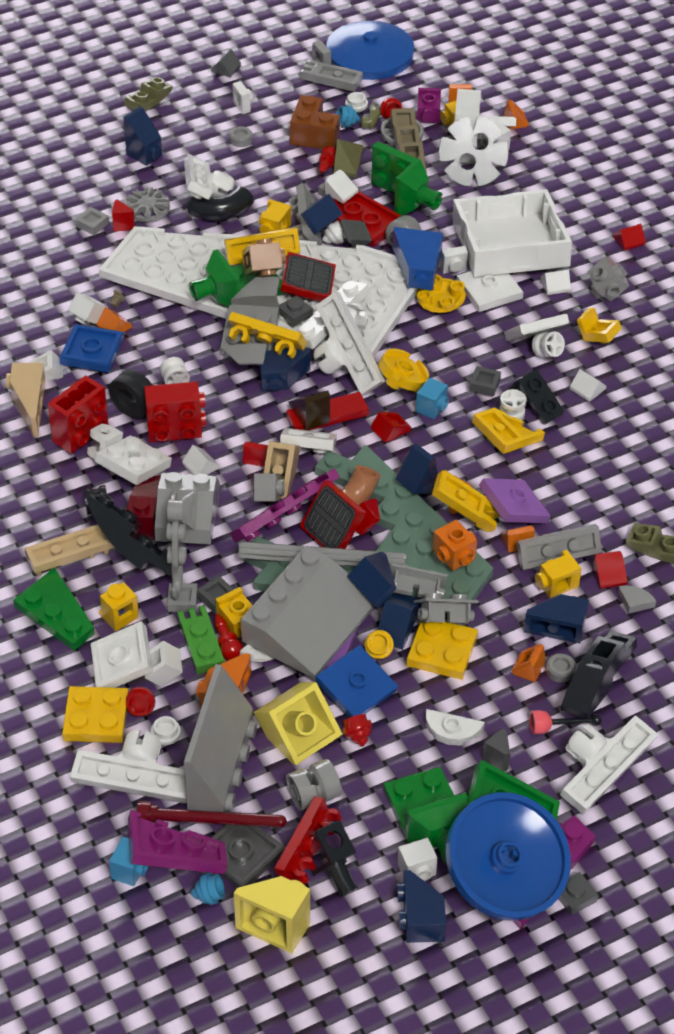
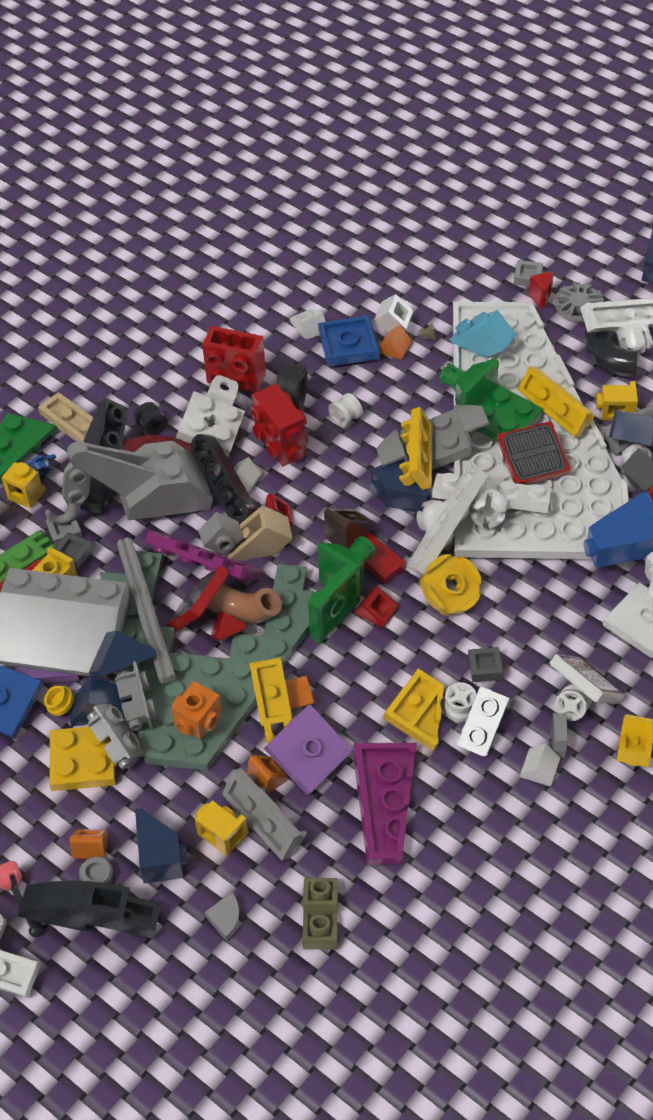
camera: 70 degrees right, 5 degrees up
(27, 390) = (266, 317): tan slope -> none
(100, 588) = (42, 463): none -> blue plate
(160, 259) = (484, 334): none -> medium azure slope
(207, 463) = (221, 481): none -> black beam
(263, 258) = (503, 398): brick -> none
(295, 310) = (485, 461): dark grey plate -> none
(319, 441) = (307, 536): white plate -> none
(373, 424) = (343, 577): none -> green plate
(418, 471) = (298, 650): dark blue slope -> none
(432, 398) = (427, 625): dark azure plate -> none
(444, 297) = (599, 584): yellow dish -> none
(561, 472) = (384, 796): none -> magenta wing
(570, 362) = (559, 734): none -> light grey tile
(610, 569) = (254, 877): red slope -> none

